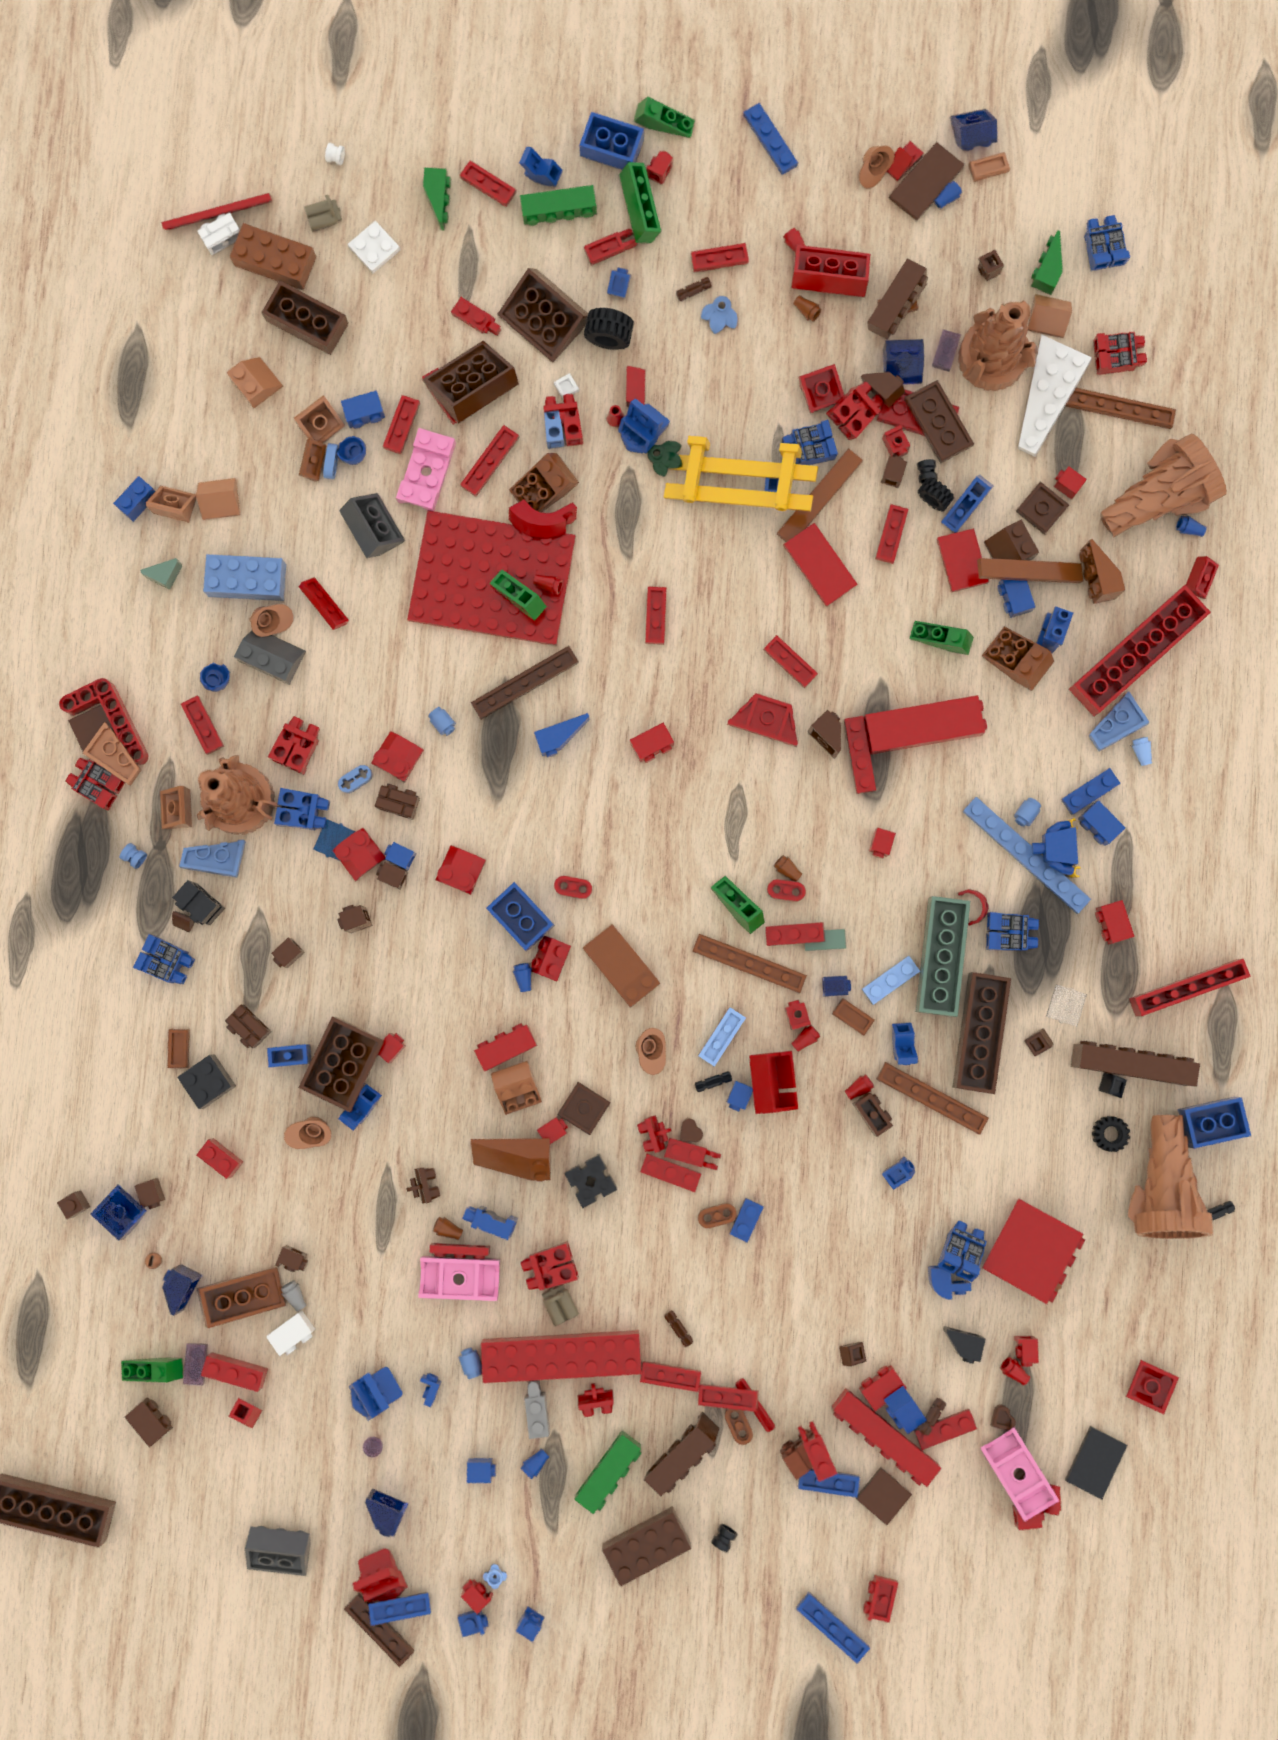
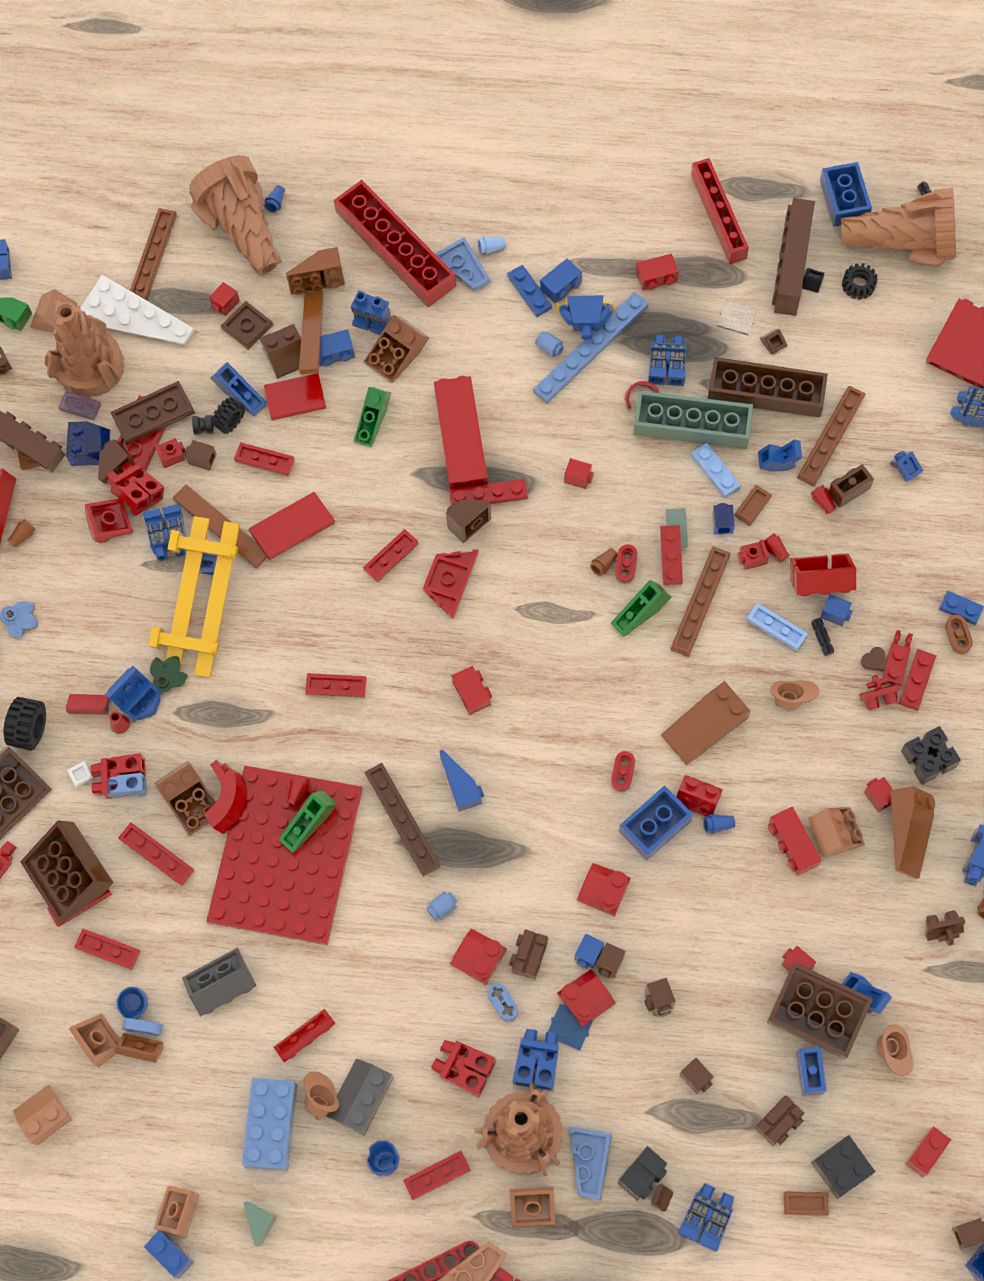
camera: 85 degrees left, 15 degrees down
(133, 855) = (587, 1255): medium blue wheel -> none
(218, 498) = (174, 1157): nougat slope -> none
(363, 409) = (86, 990): blue brick -> none
(429, 451) = (140, 919): bright pink piece -> none
(583, 1108) = (855, 764): reddish brown tile -> none
(1118, 352) = (97, 254): red hips -> none
(1202, 576) = (322, 192): red slope -> none

